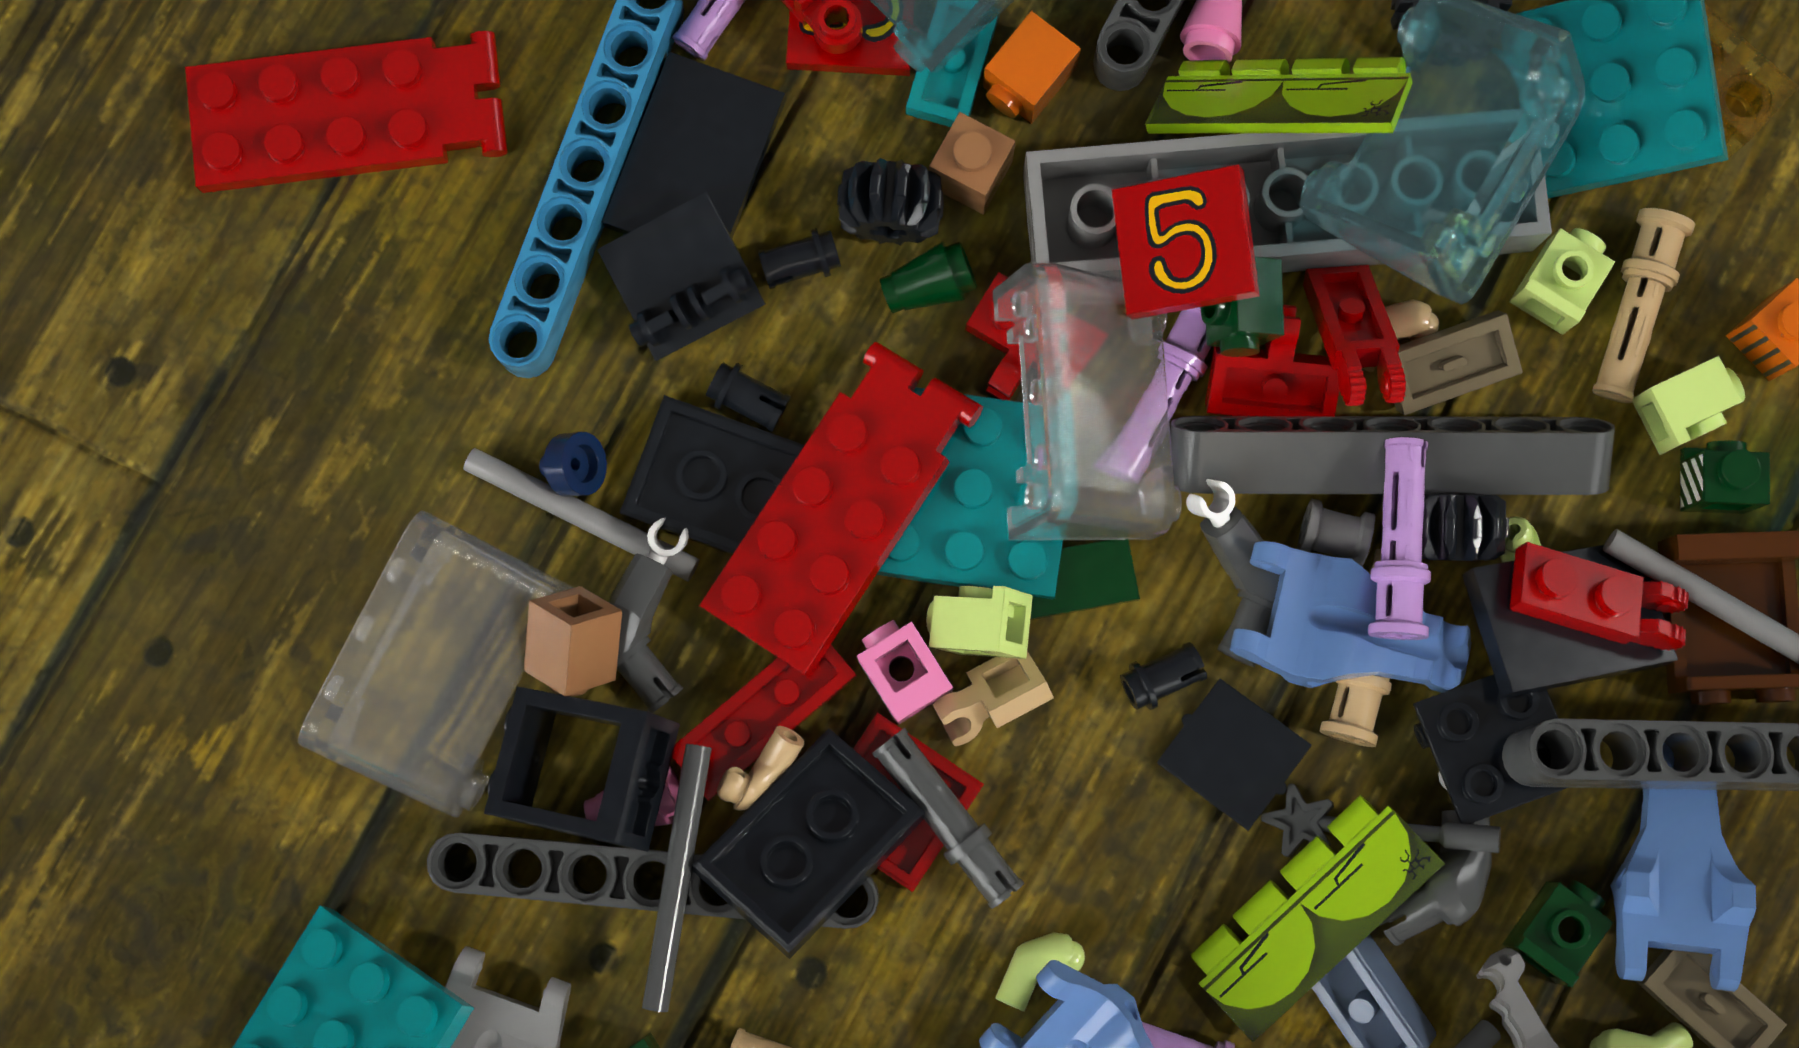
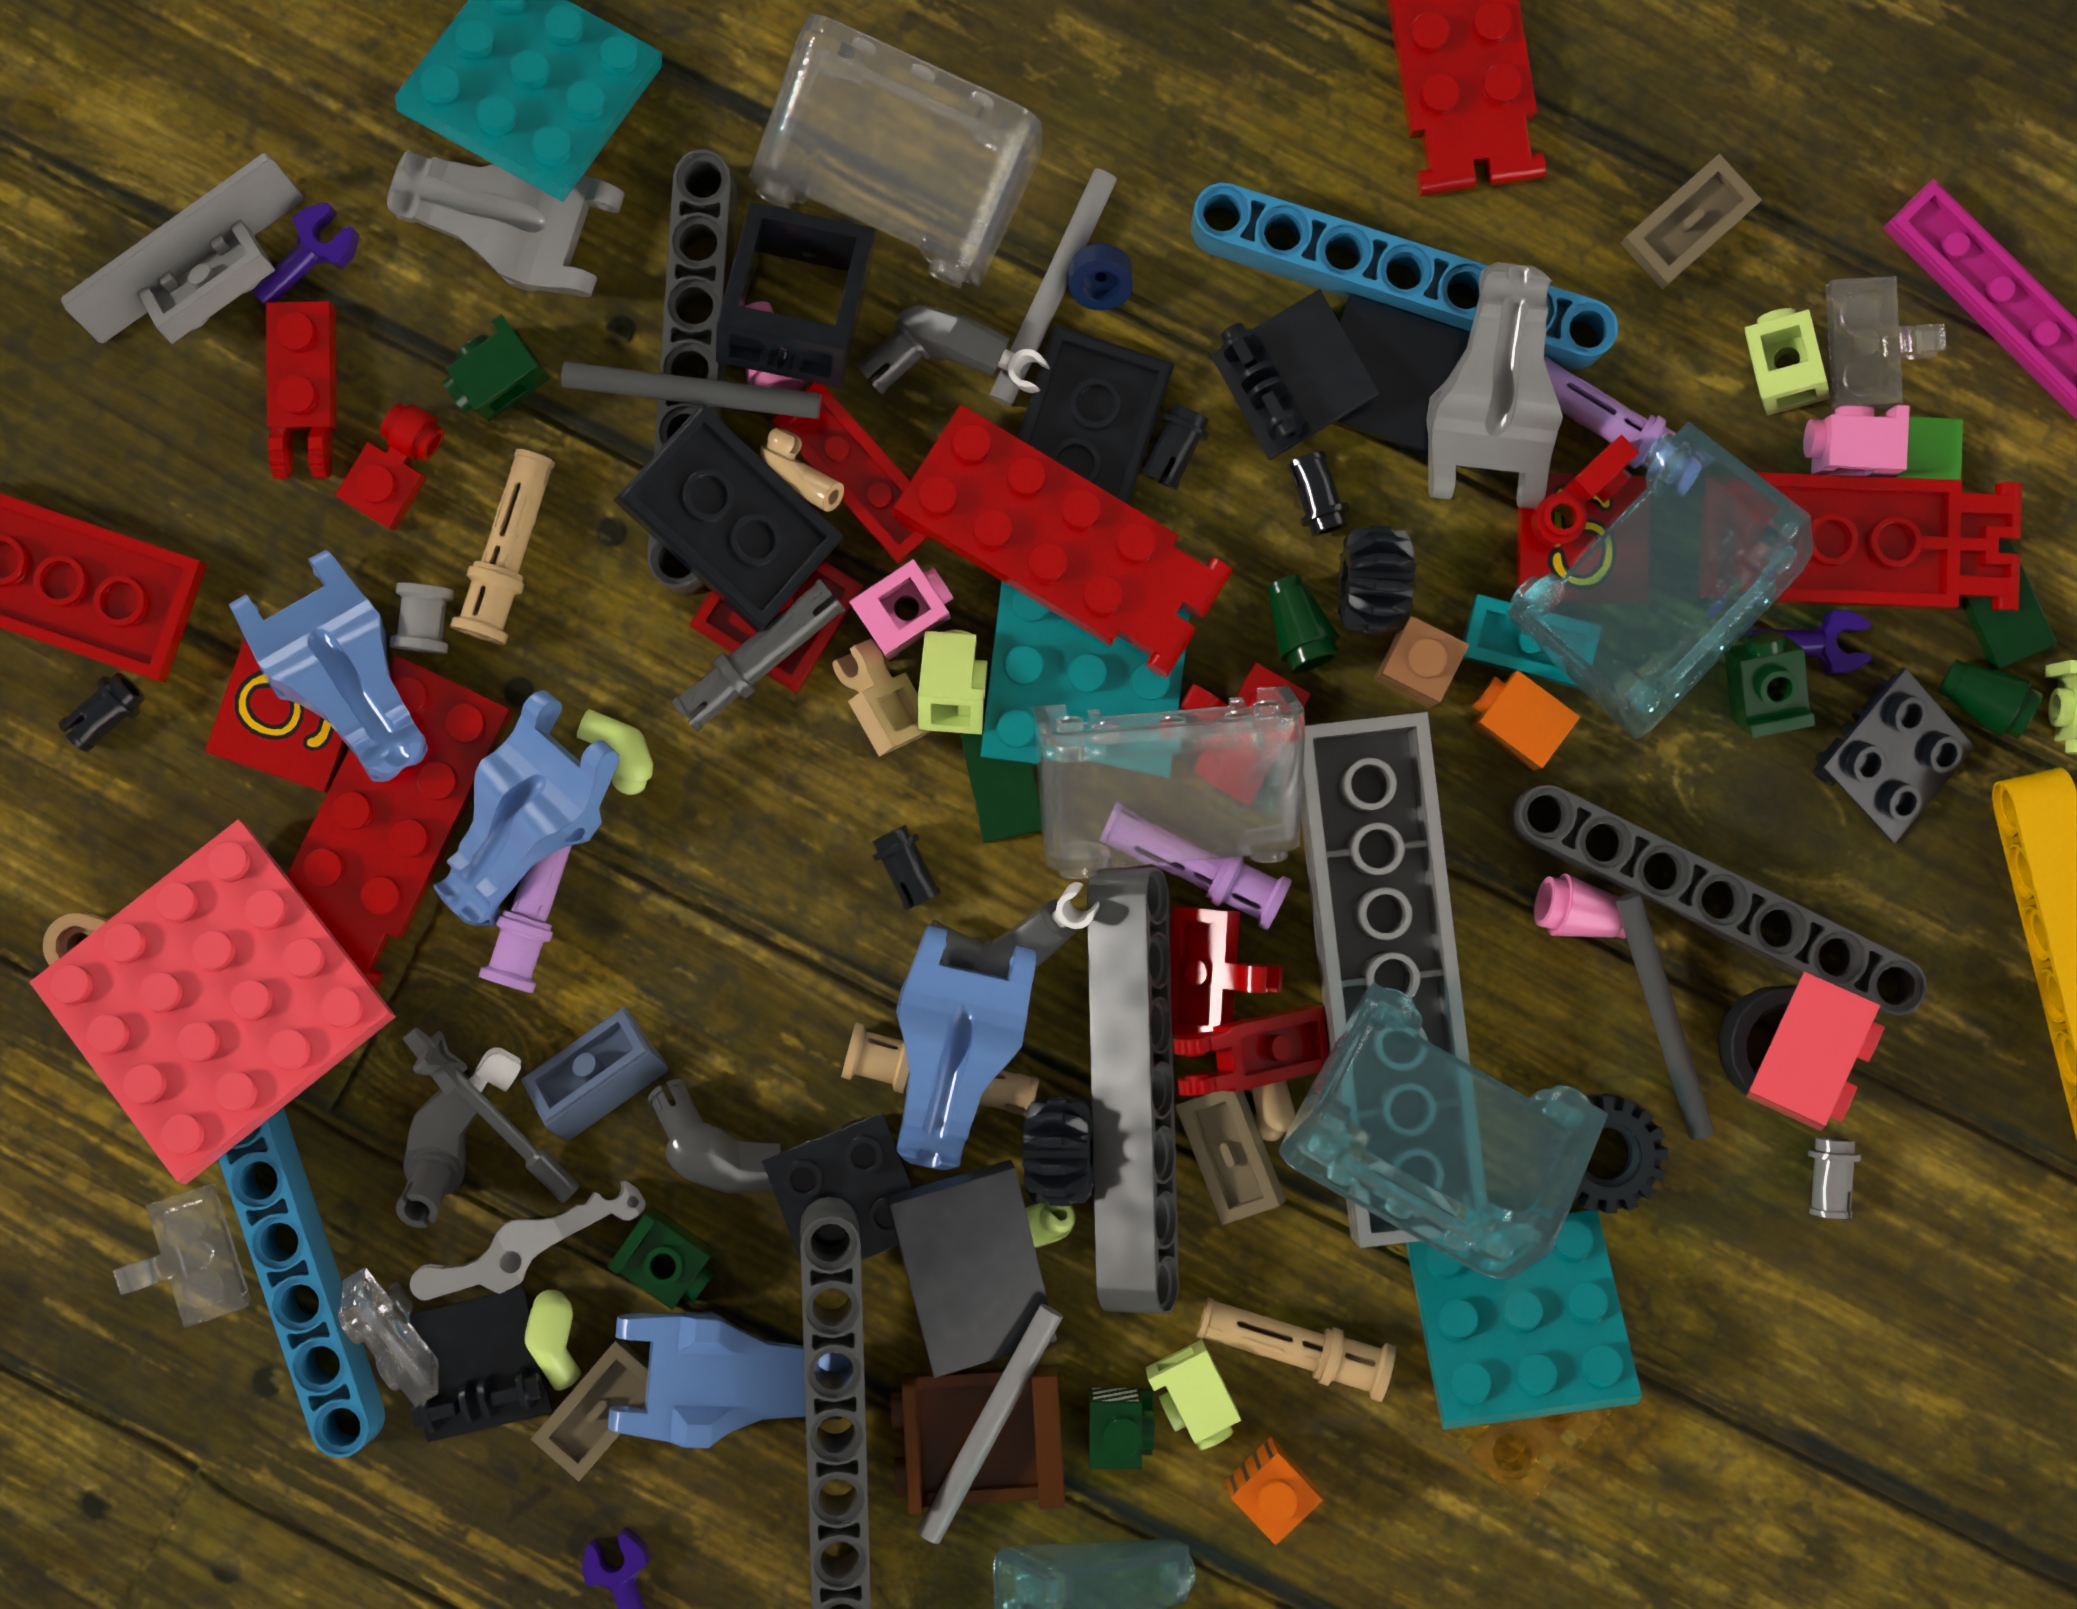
camera: 90 degrees right, 5 degrees up
(572, 641) = (919, 278): medium nougat brick -> none
(714, 76) = (1499, 398): none -> light grey animal
(1185, 242) = (1333, 870): red tile -> none
(1234, 754) = (831, 939): black piece -> none
(1251, 322) = (1277, 933): dark green brick -> none
(1268, 99) = (1492, 973): lime windscreen -> none
(1306, 821) = (765, 1013): dark grey piece -> none
(1331, 912) = (678, 1034): lime windscreen -> none
(1336, 532) = (1052, 1037): light grey bush -> none
(1401, 572) = (1011, 1093): lavender pin -> none
(1549, 293) = (1301, 1255): yellowish green brick -> none
(1594, 598) = (990, 1289): red hinge -> none

